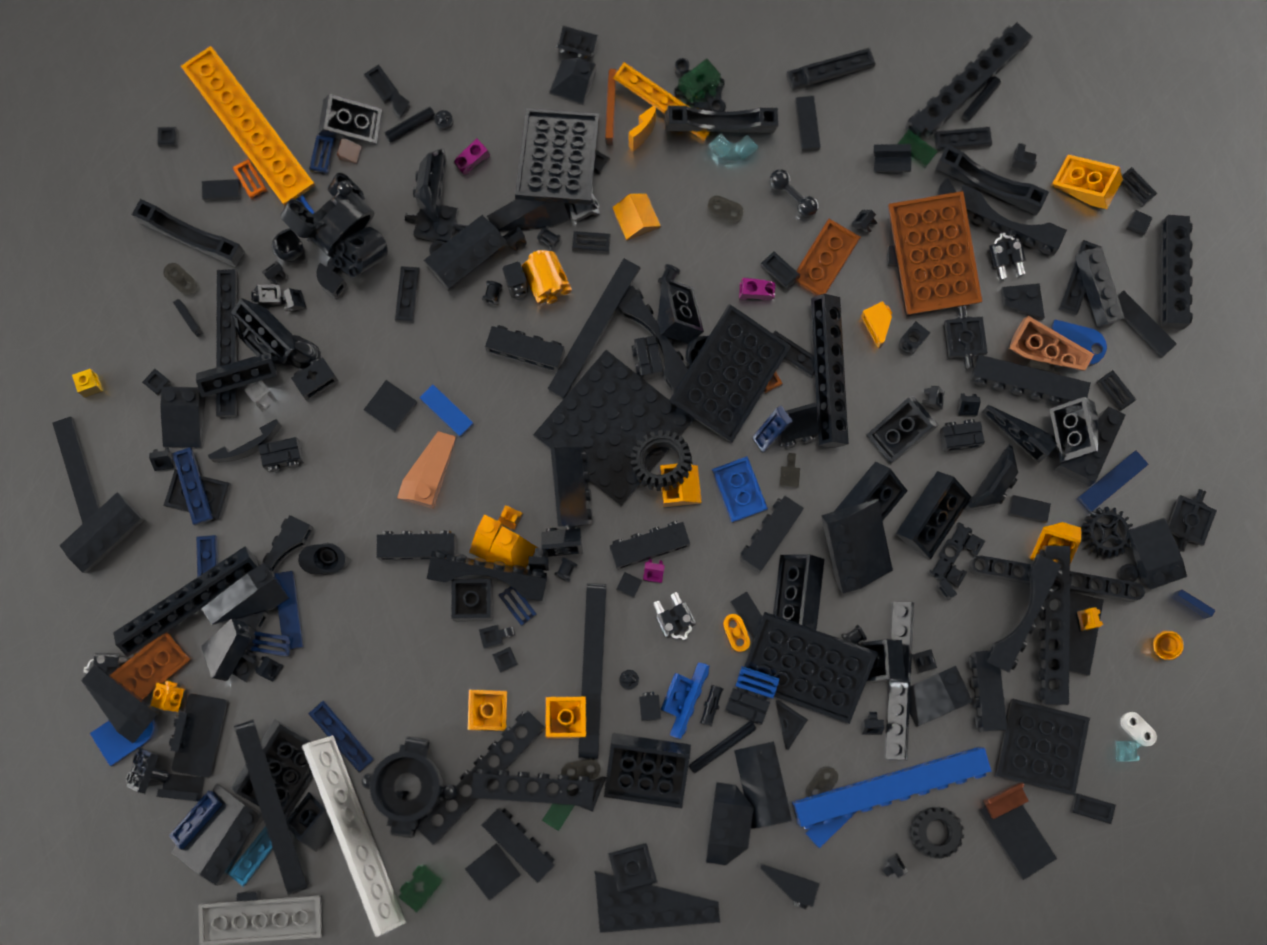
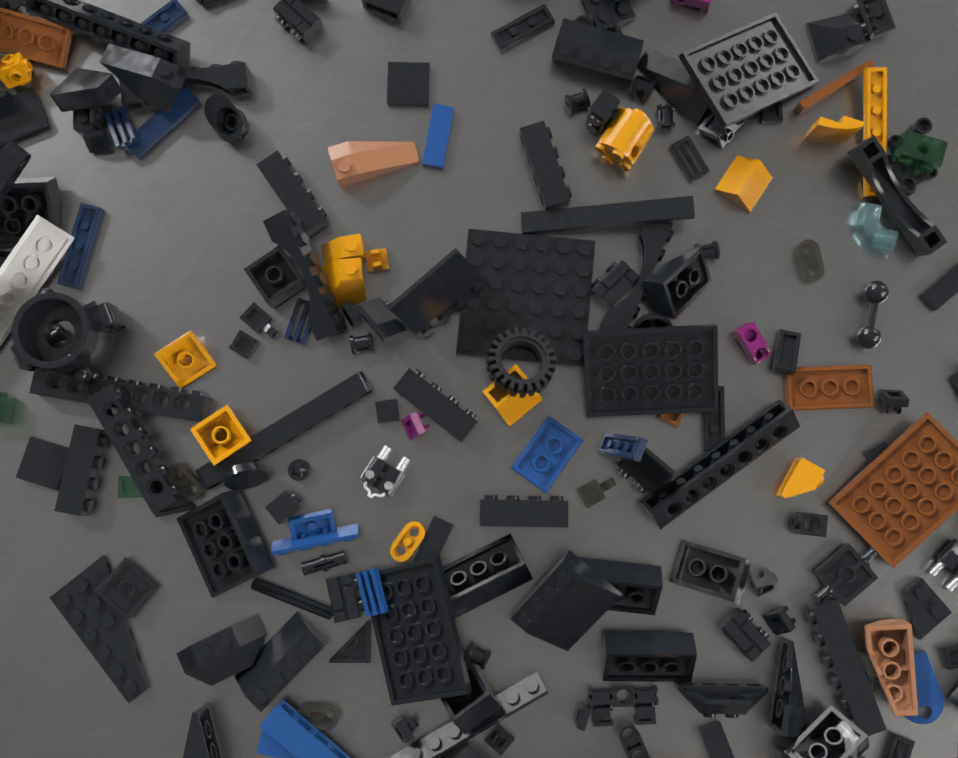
camera: 55 degrees right, 5 degrees up
(608, 719) = (245, 476): none -> black tile

